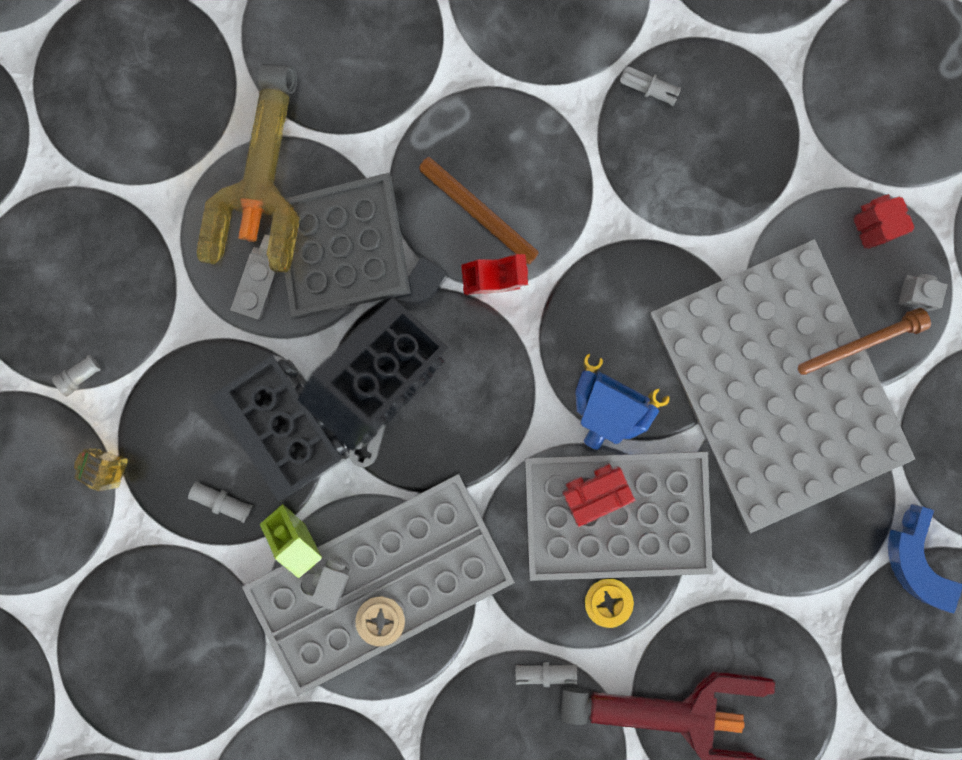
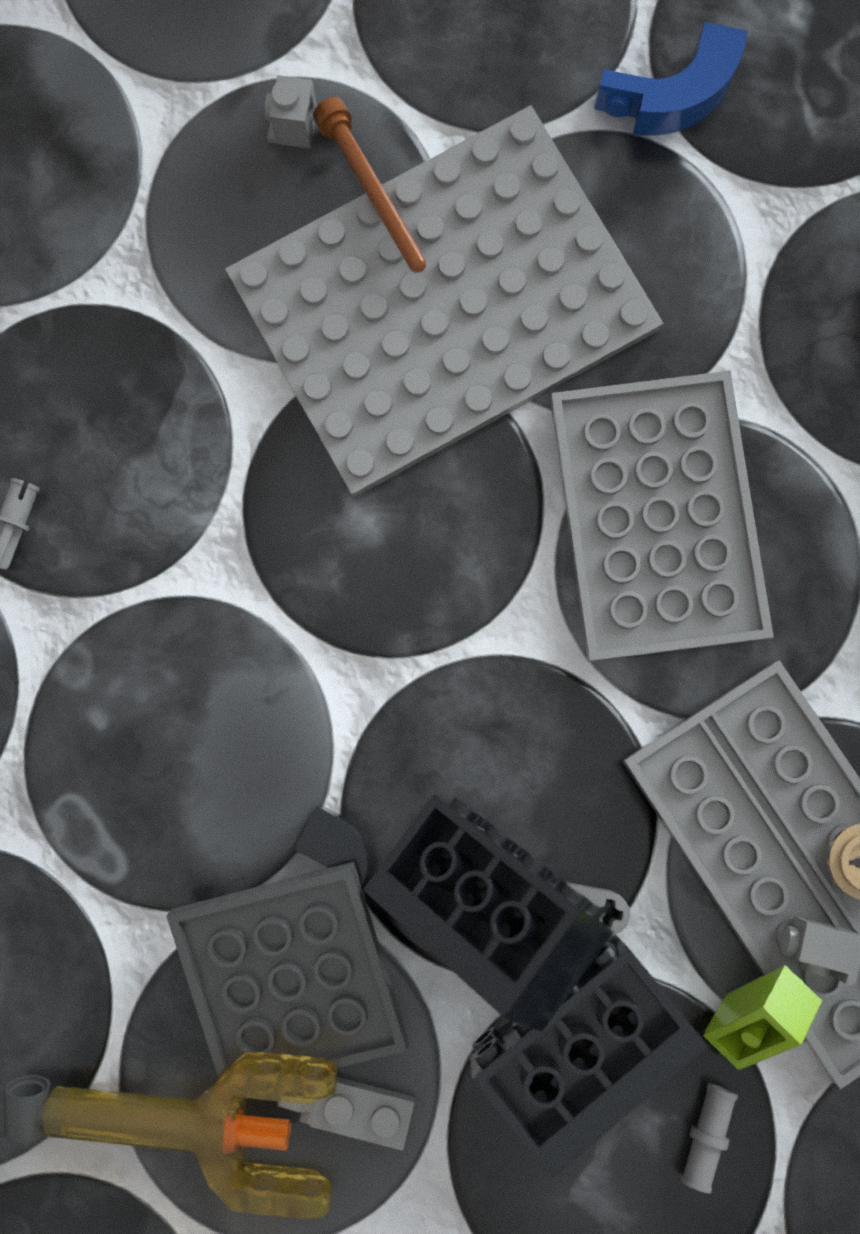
camera: 90 degrees left, 5 degrees down
(477, 209) = (215, 767): dark orange axle -> none
(495, 275) = (314, 731): red brick -> none
(598, 494) = (635, 545): red brick -> none
(612, 408) = (501, 537): blue torso -> none
(622, 608) = (795, 498): yellow gear -> none
(883, 221) = (191, 170): red brick -> none

